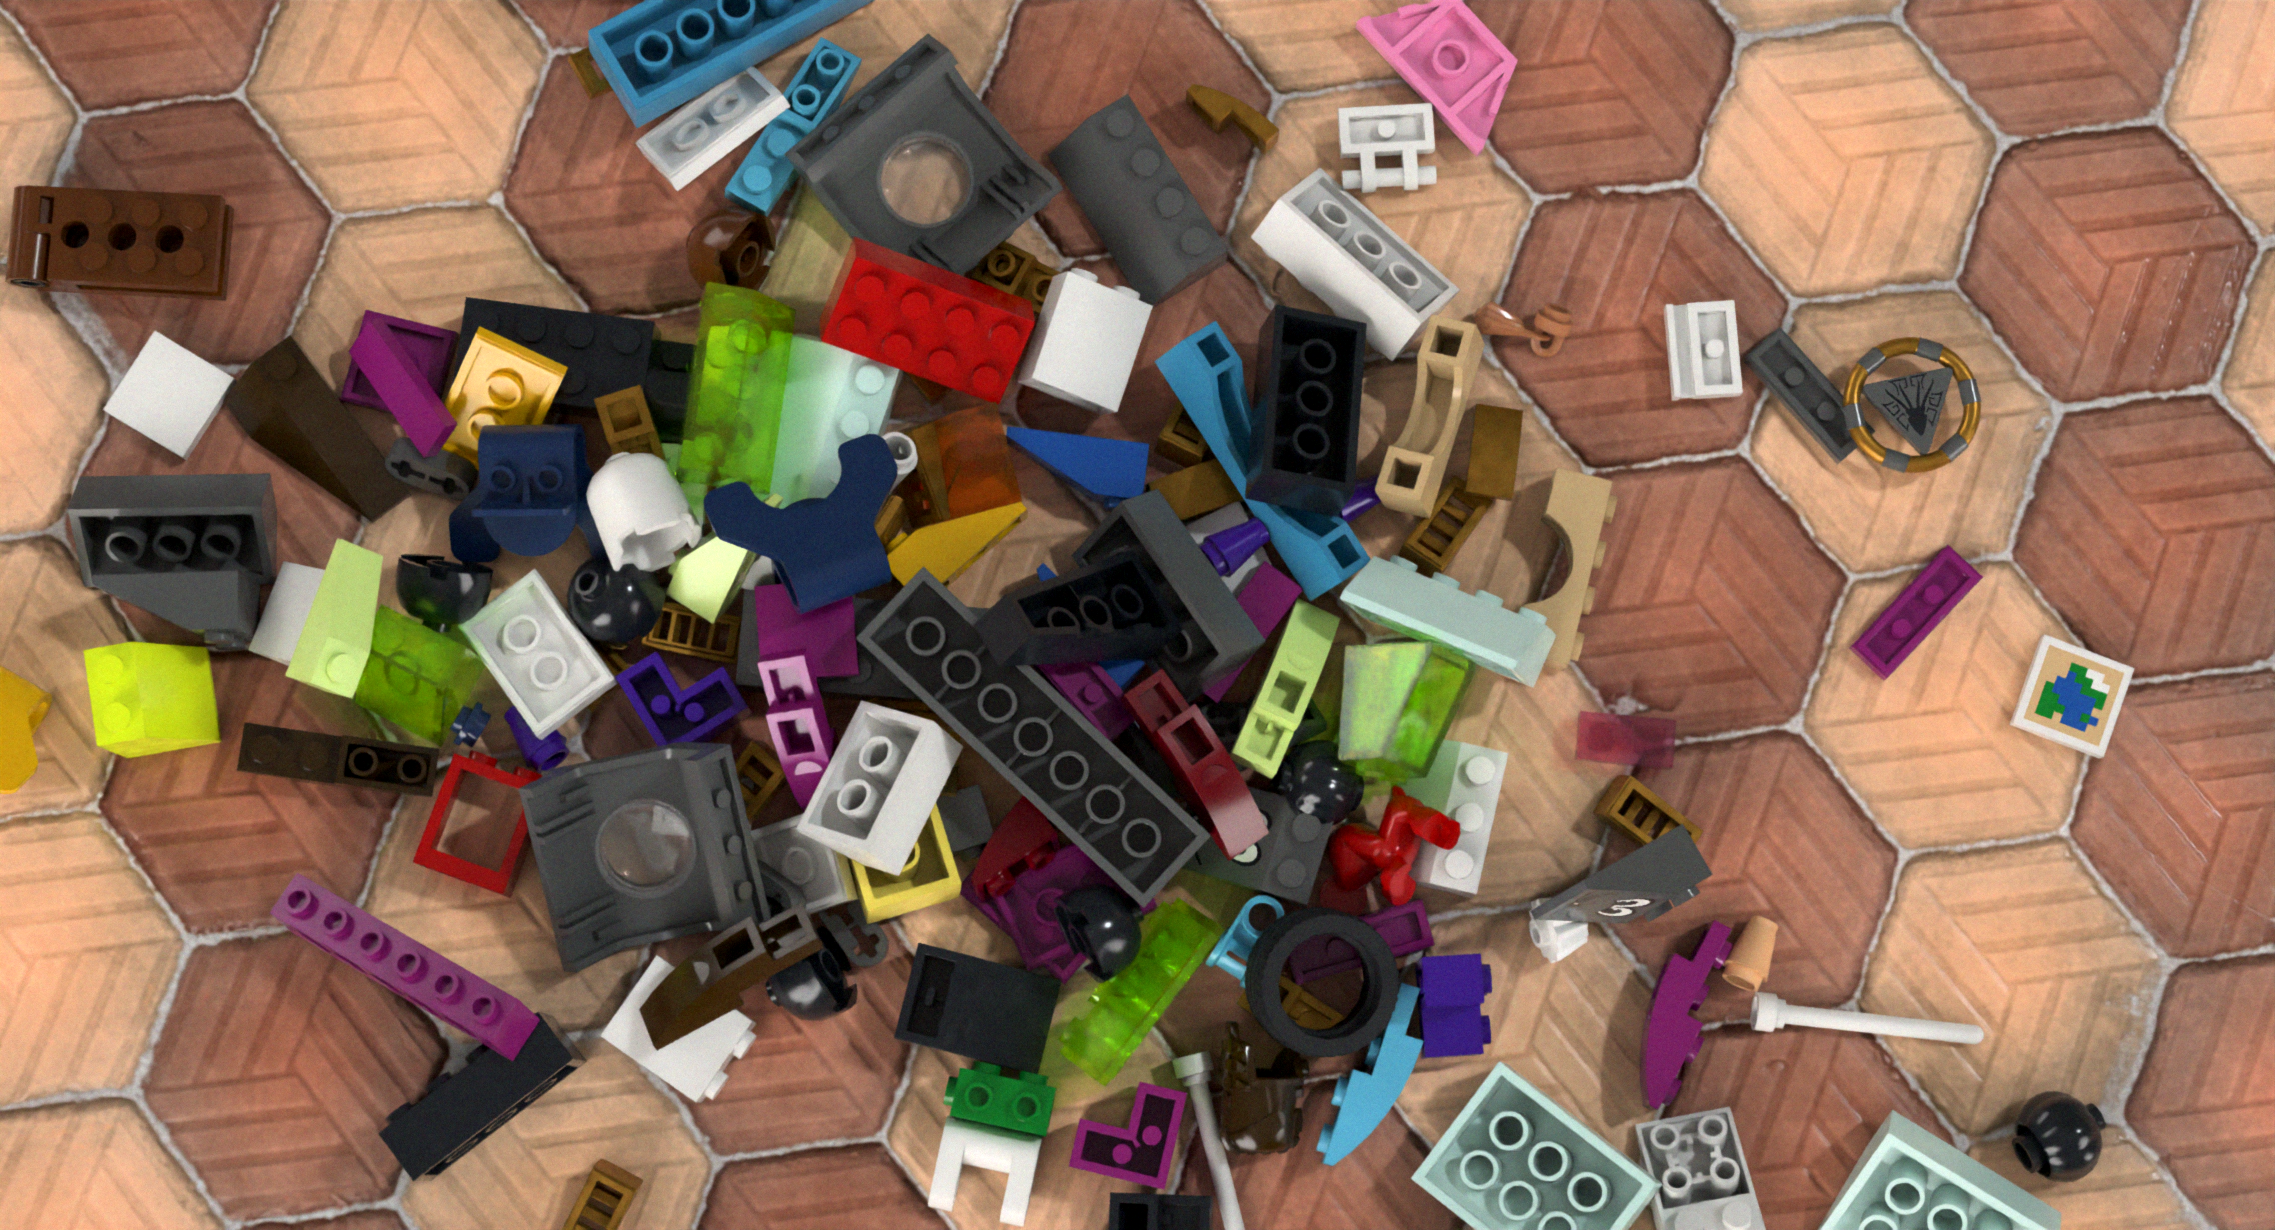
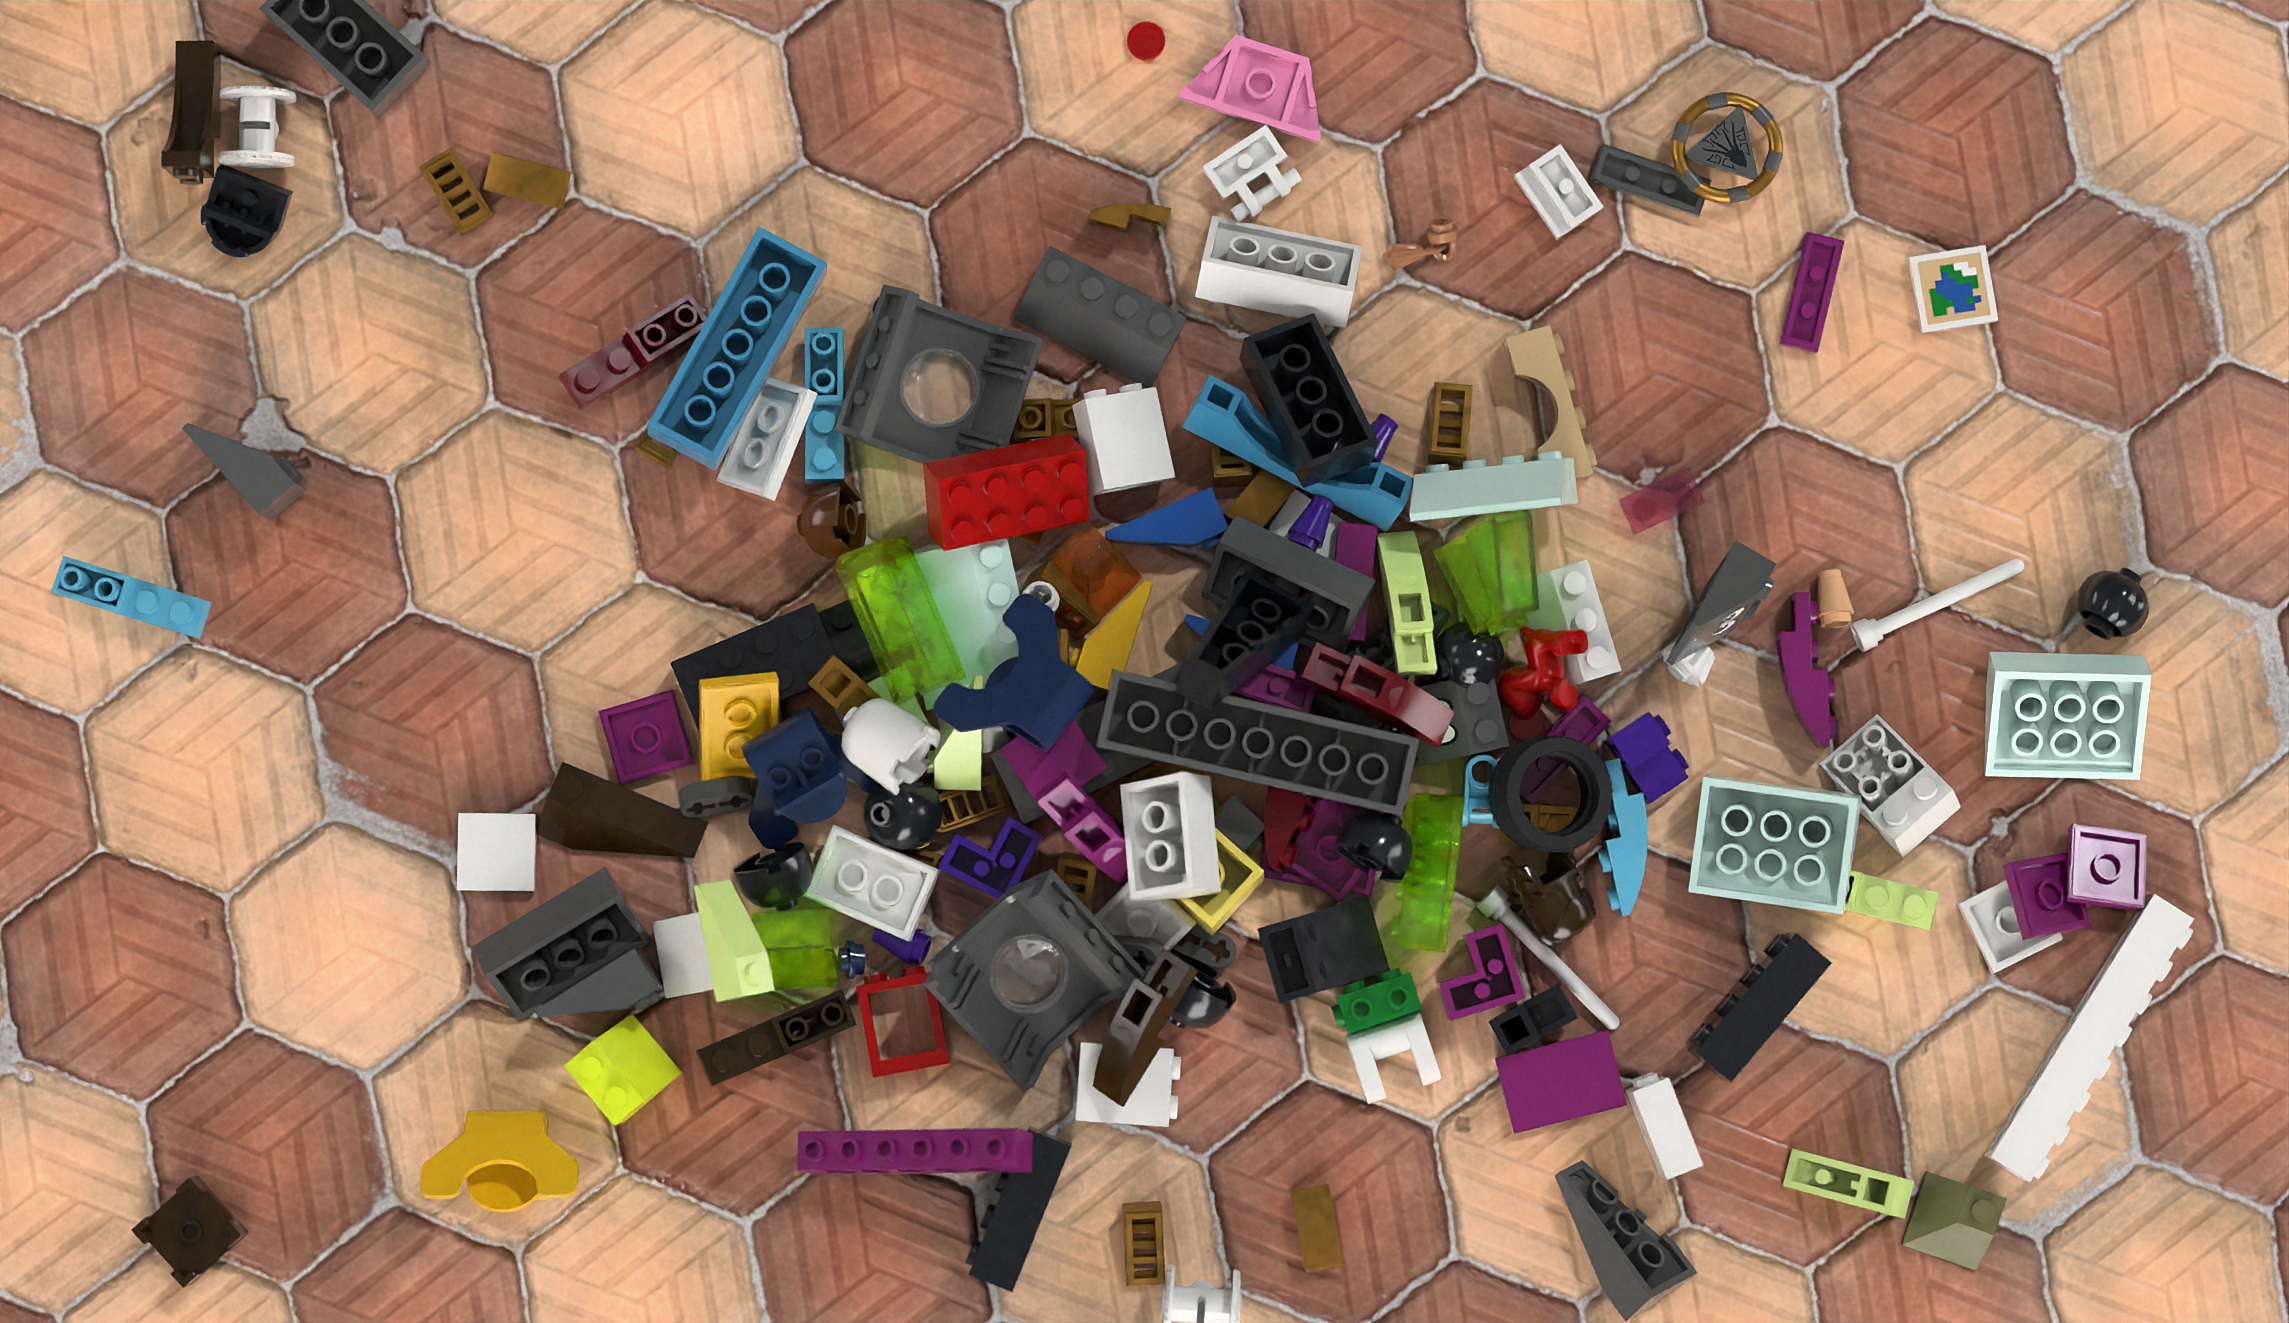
camera: 30 degrees left, 5 degrees up
(53, 219) = (336, 778): reddish brown hinge -> none
(402, 387) = (664, 752): magenta tile -> none
(1444, 381) = (1392, 325): tan arch -> none
(1494, 452) = (1453, 350): pearl gold slope -> none
(1615, 796) = (1677, 545): pearl gold slope -> none

